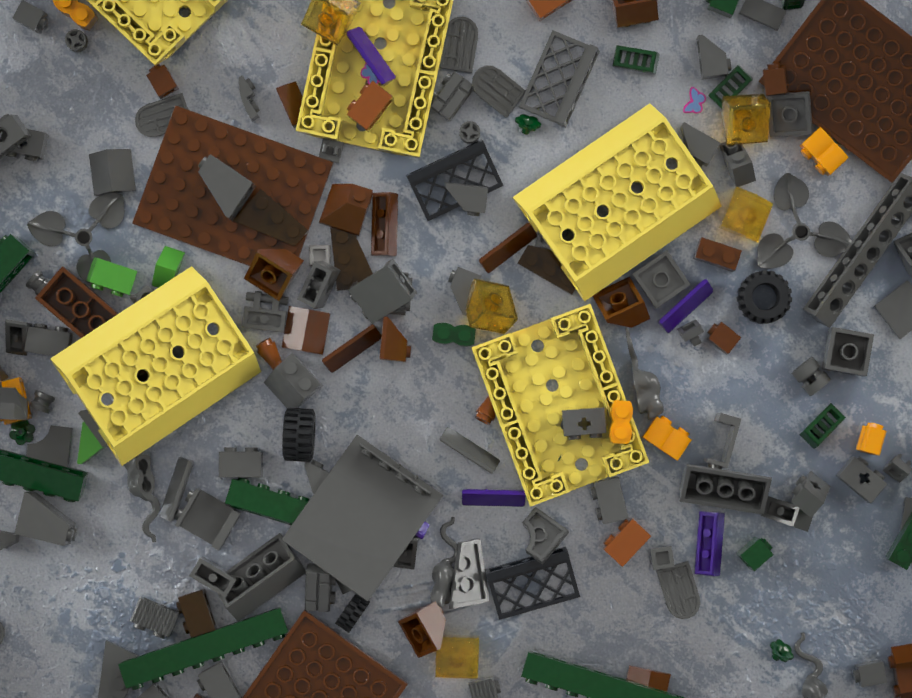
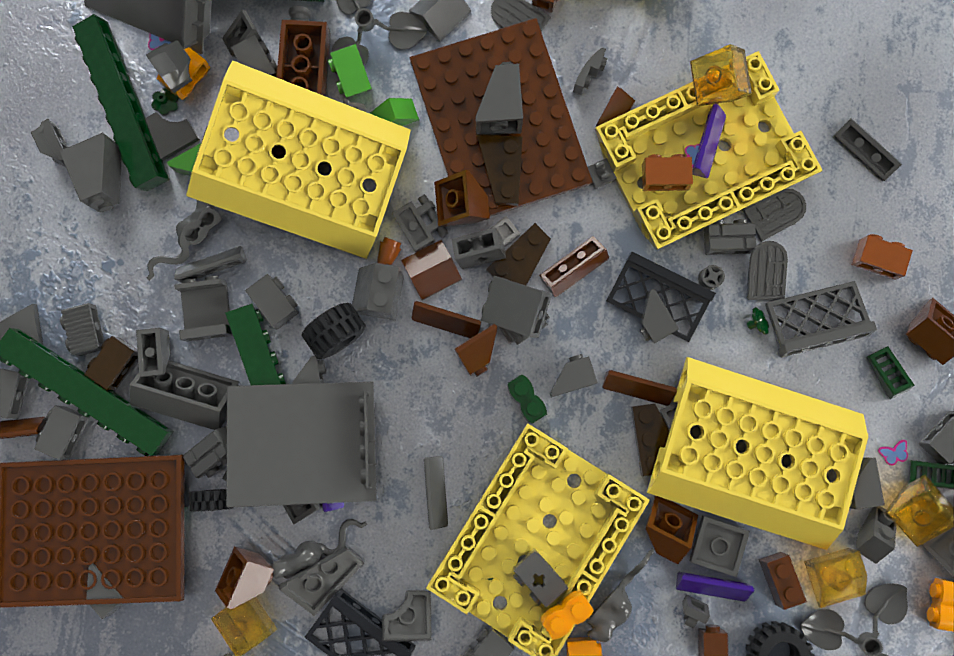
camera: 55 degrees right, 5 degrees down
(42, 401) = (200, 96): dark grey wheel -> none
(346, 207) = (564, 223): reddish brown slope -> none
(484, 497) = (410, 546): dark purple slope -> none
(485, 412) = (480, 480): dark orange cone -> none
(490, 307) = (576, 412): clear yellow slope -> none

